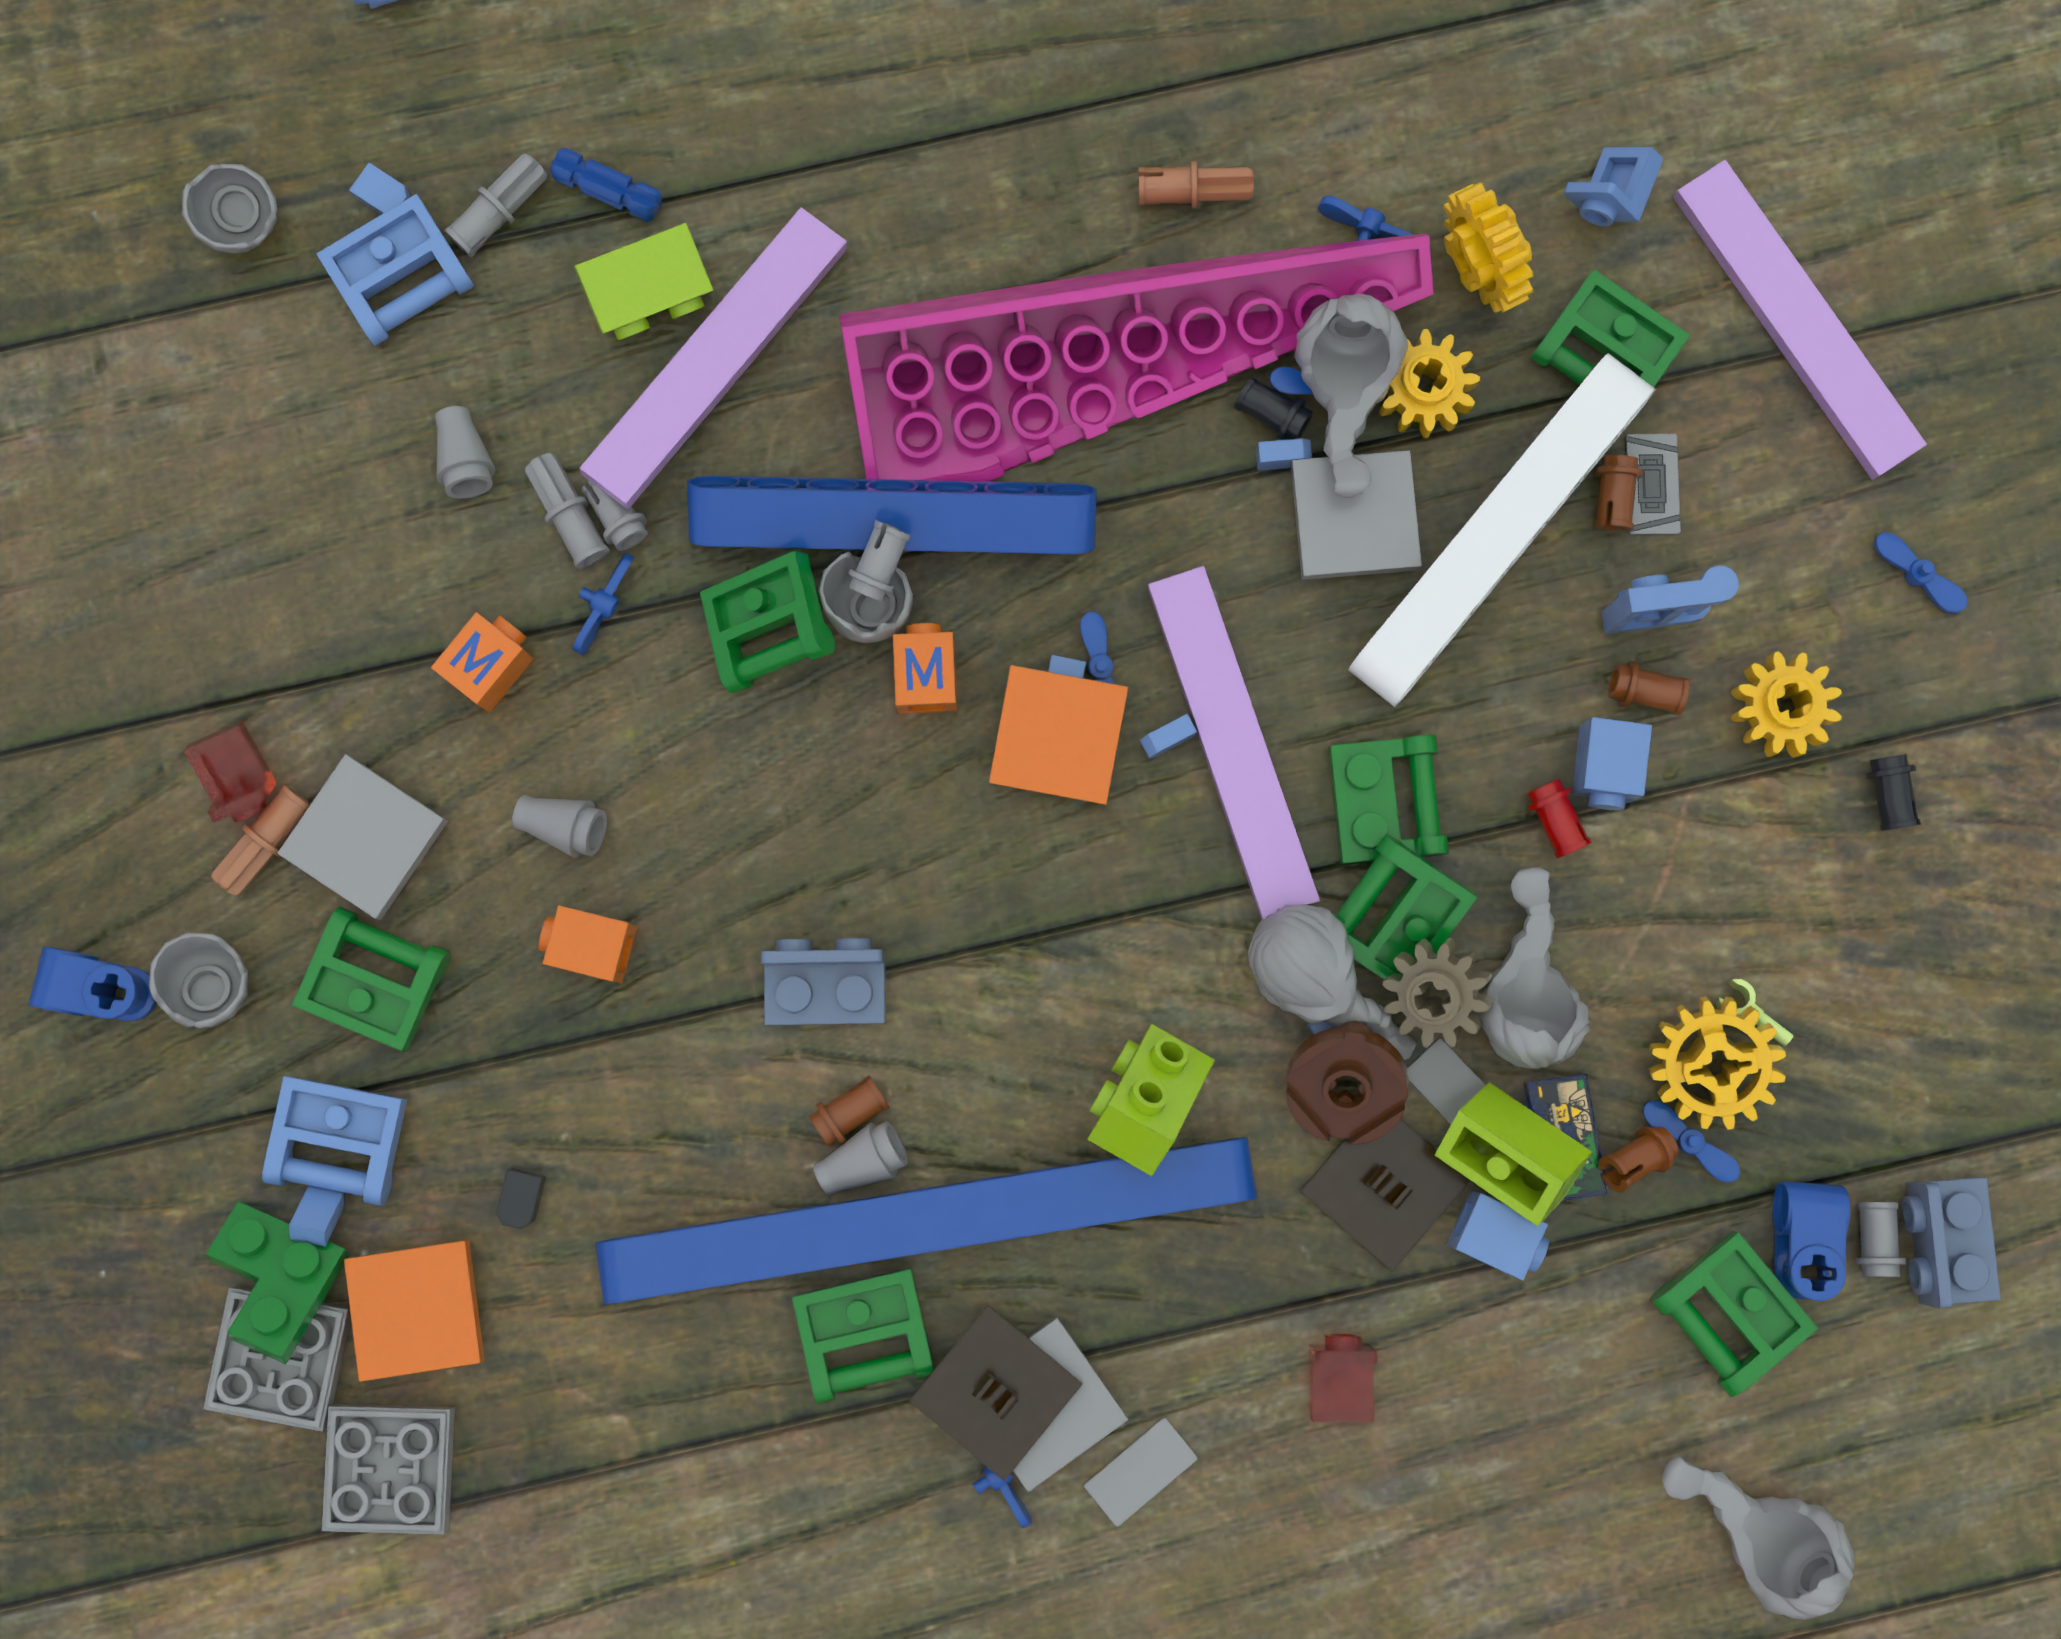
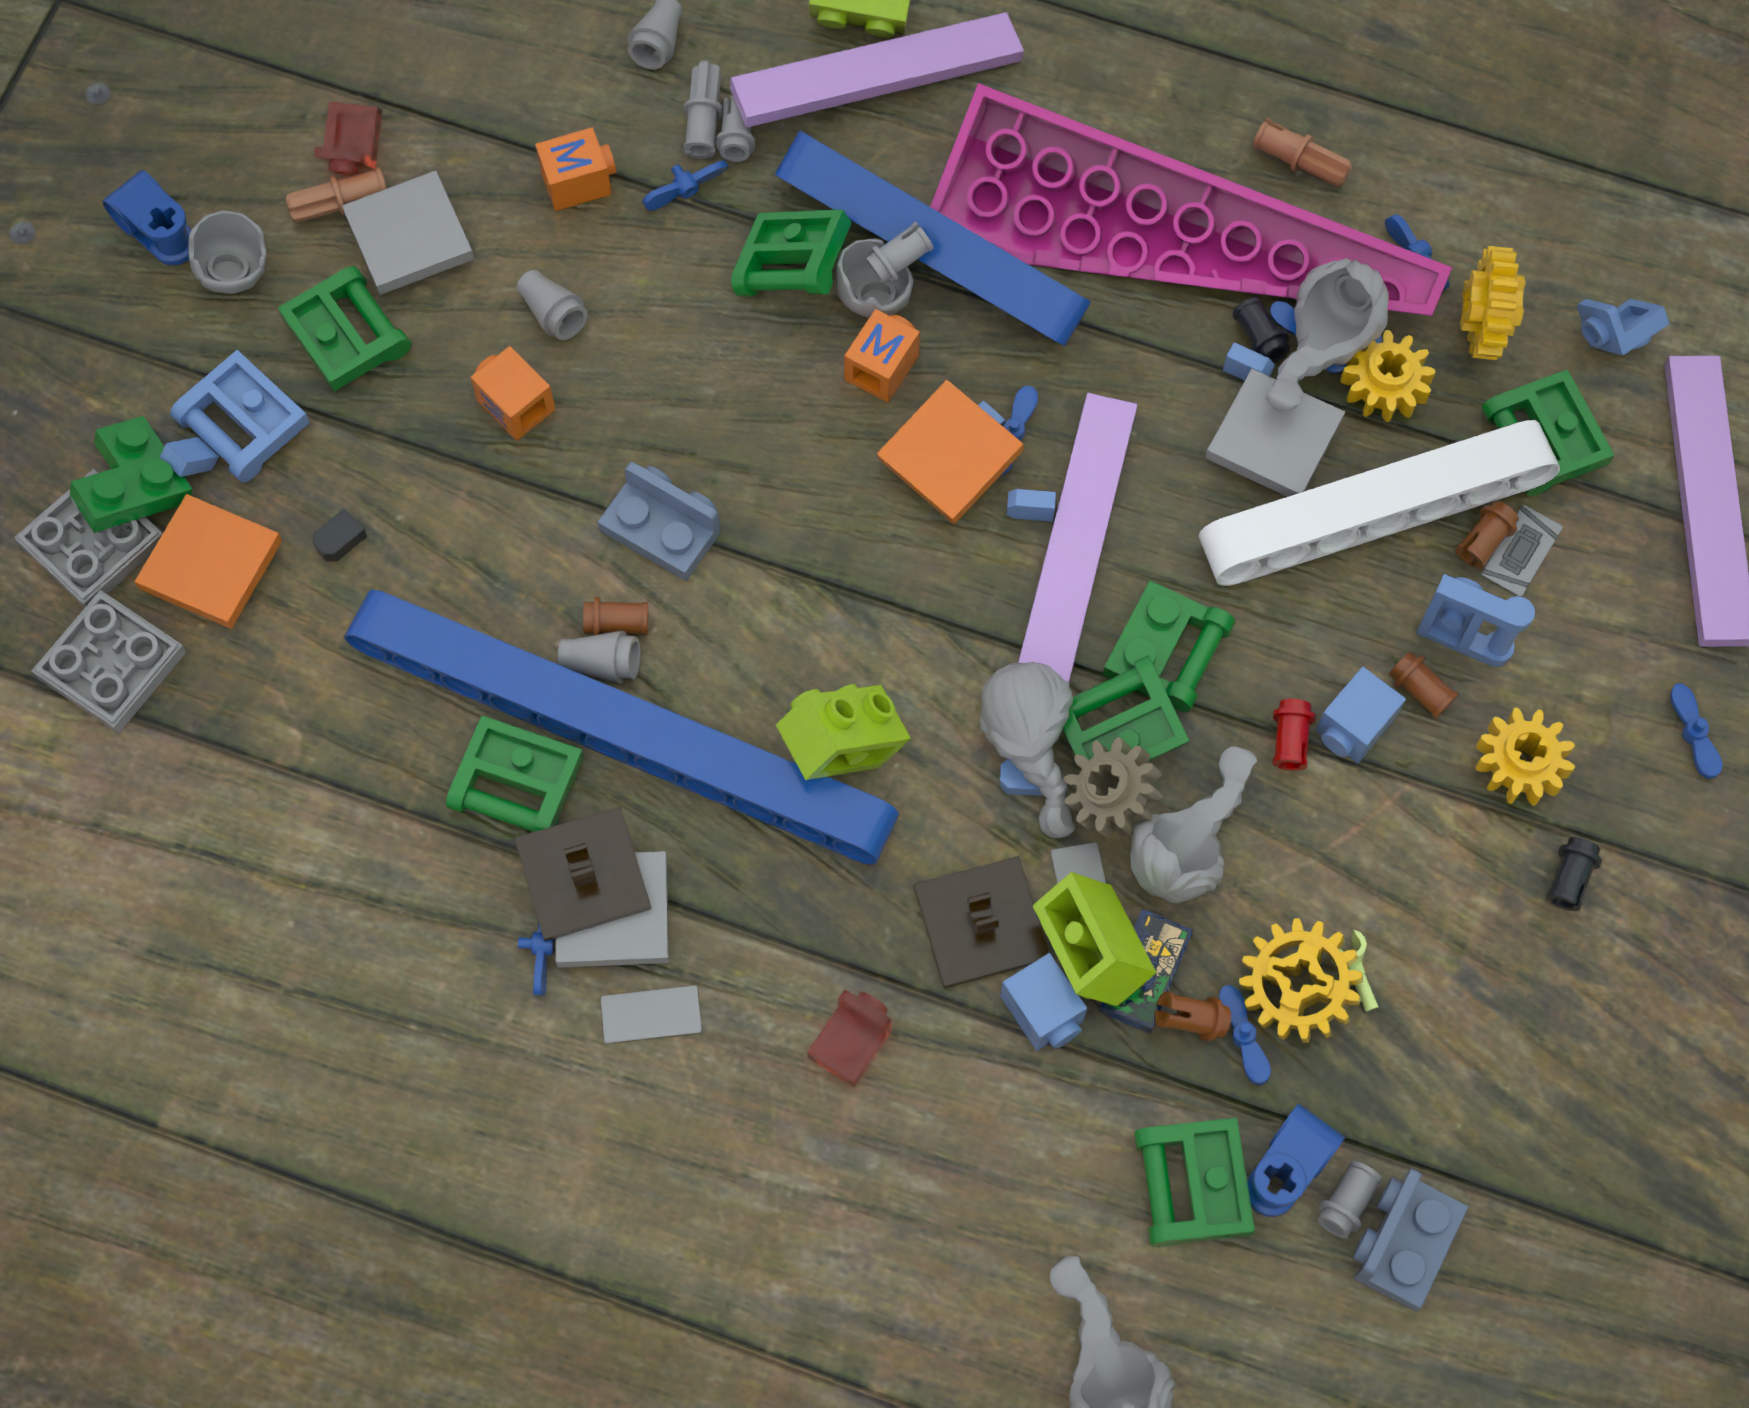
camera: 30 degrees right, 15 degrees down
(1354, 1053) = (1030, 810): reddish brown plate -> none

